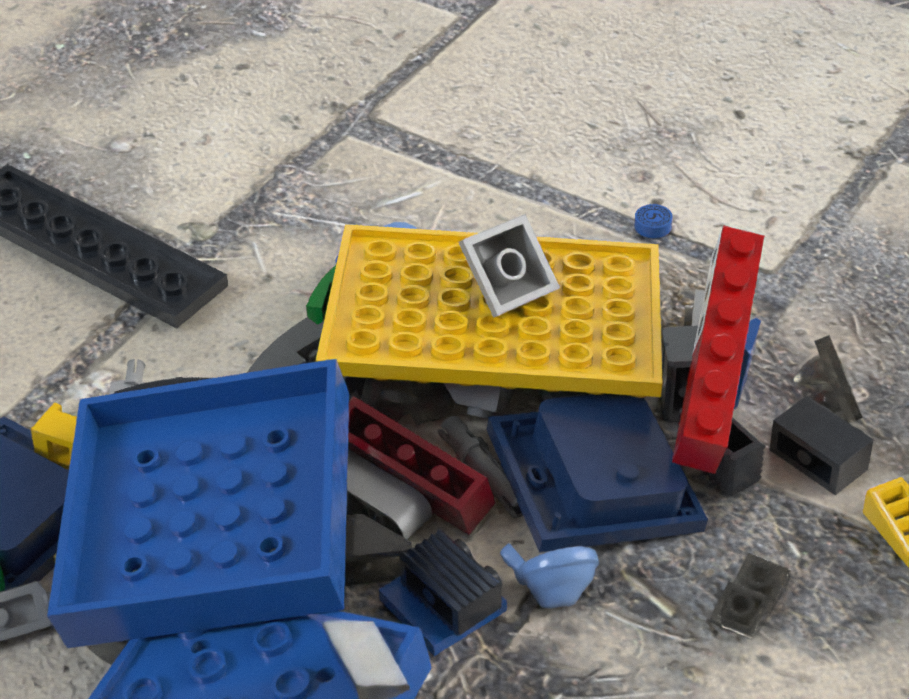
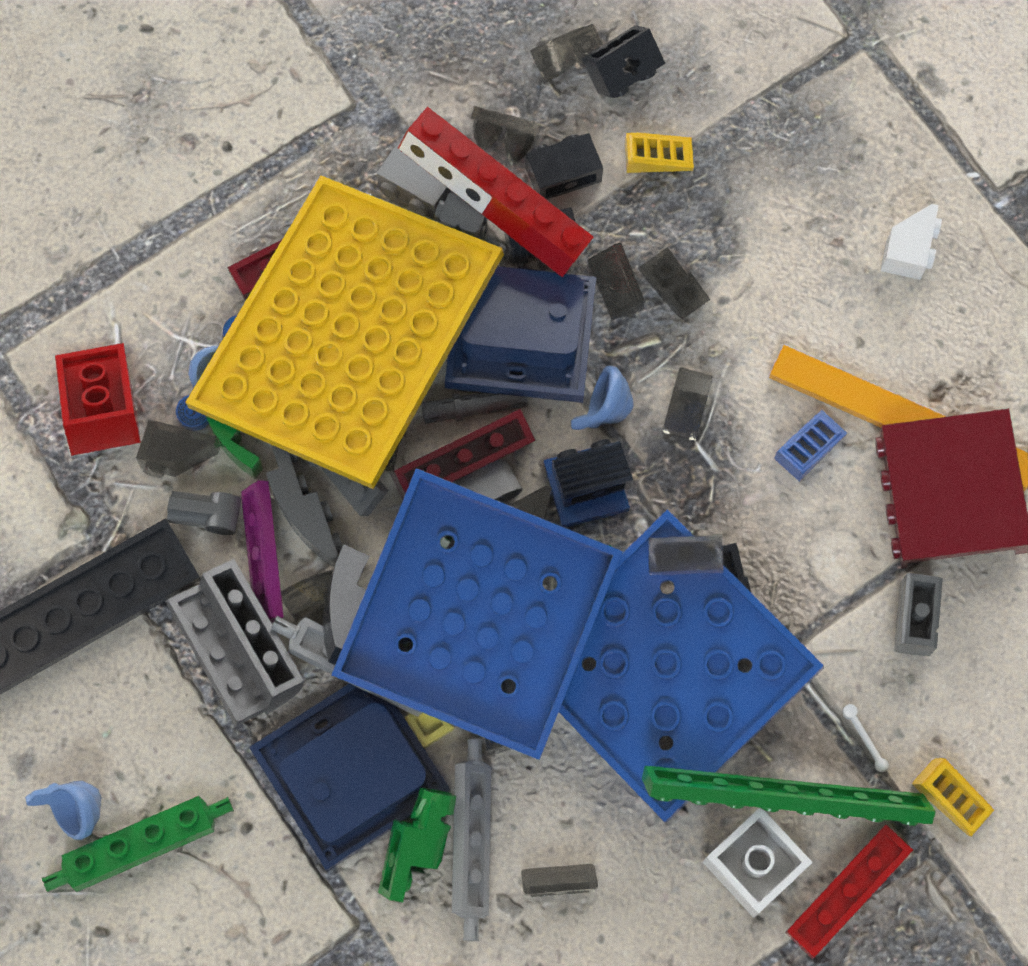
camera: 70 degrees left, 30 degrees up
(55, 435) = (319, 702): yellow brick -> none
(102, 352) = (236, 644): none -> flat silver brick
(224, 351) = (262, 548): none -> magenta tile
(249, 303) = (214, 512): none -> dark grey piece
(300, 254) = (173, 449): none -> clear smoke slope
(325, 194) = (97, 399): none -> red slope
(509, 265) = (324, 298): light grey slope -> none
(604, 658) = (687, 403): none -> clear smoke slope
(653, 221) = (256, 161): blue tile -> none
(716, 544) = (616, 282): none -> clear smoke slope

